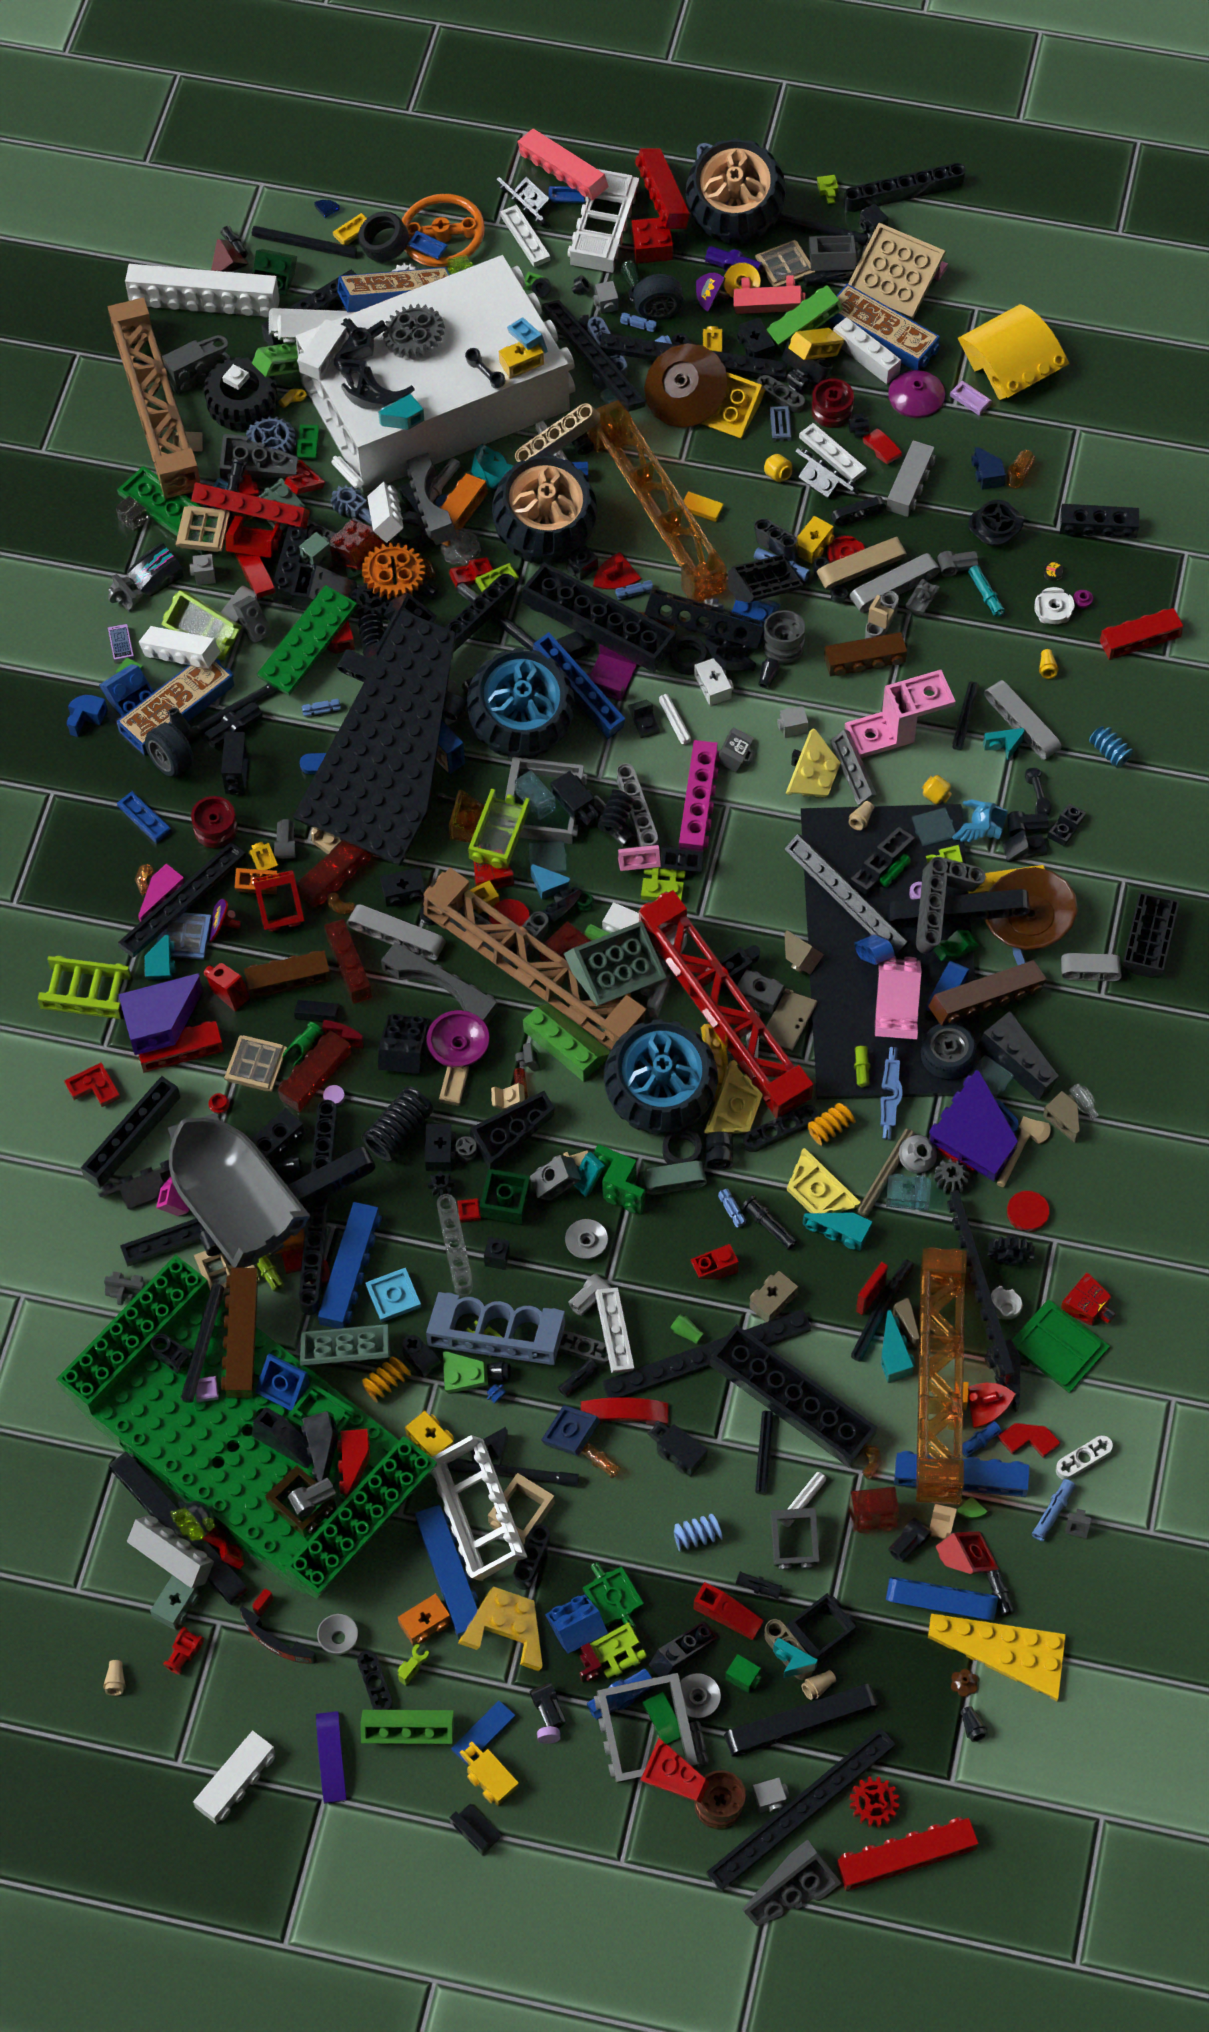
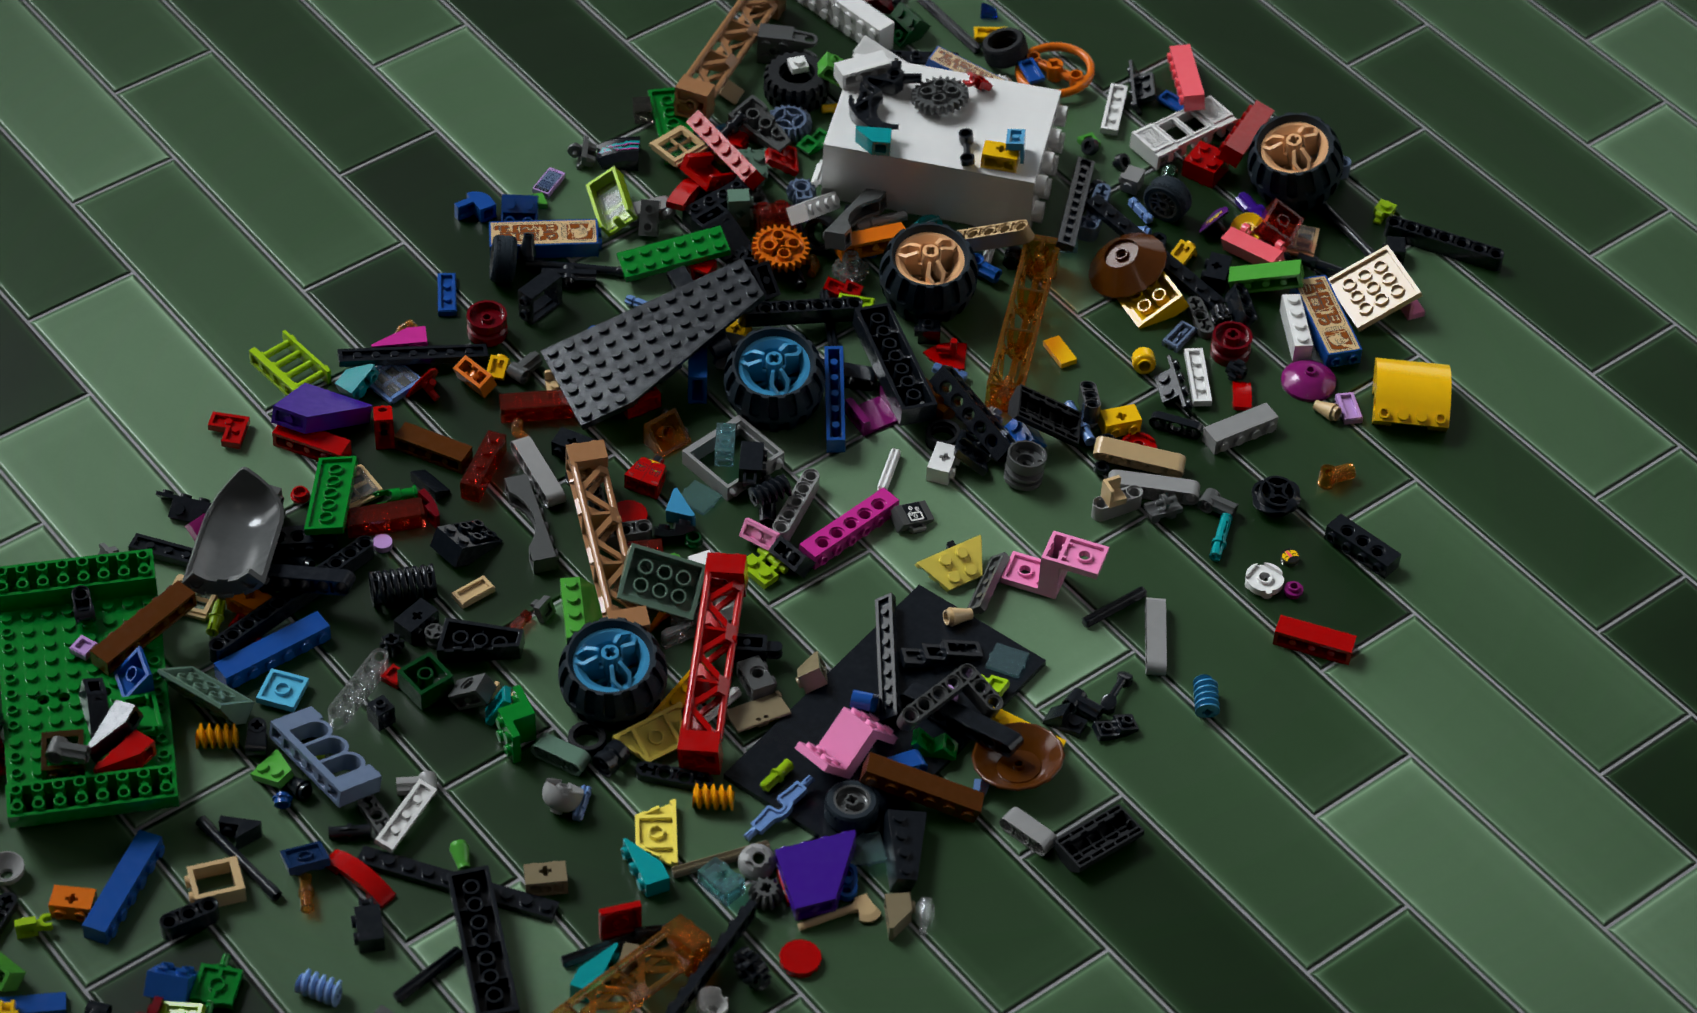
camera: 35 degrees right, 15 degrees down
(130, 1132) = (217, 469): black brick -> none
(179, 647) = (580, 203): white brick -> none
(202, 1343) = (109, 616): black axle -> none
(203, 569) = (653, 171): light grey brick -> none
(256, 1085) = (331, 495): none -> green plate
(272, 881) = (489, 400): red window -> none
(429, 1425) = (205, 794): yellow brick -> none
(432, 295) = (978, 82): none -> red plate
(453, 1508) = (152, 877): white window -> none
(454, 1029) = (503, 561): magenta dish -> none
(486, 893) = (623, 488): yellow brick -> none
(498, 830) = (674, 449): door -> none
(507, 1097) = (493, 617): tan bracket -> none
(509, 1617) = (129, 942): yellow wing -> none
(586, 1230) = (453, 748): light grey dish -> none
(644, 718) = (866, 456): black slope -> none
(716, 1263) = (526, 827): red slope -> none
(717, 1214) = (561, 796): none -> light grey cylinder
(763, 1216) = (597, 822): black pin -> none
(769, 670) = (991, 484): black cone -> none
(771, 261) = (1278, 223): none -> clear red brick
(793, 721) = (974, 525): light grey brick -> none
(816, 343) = (1256, 295): yellow brick -> none
(833, 253) = (1336, 249): dark grey window -> none
(865, 654) = (1078, 517): reddish brown brick -> none
(895, 869) = (942, 667): green axle -> none
(937, 789) = (1036, 638): yellow head -> none
(958, 412) = (1329, 410): none -> tan cone
(987, 821) = (1050, 681): dark azure helmet -> none
(989, 469) = (1309, 460): dark blue slope -> none
(1006, 739) = (1127, 641): teal slope -> none
(1048, 665) = (1215, 614): yellow cone -> none

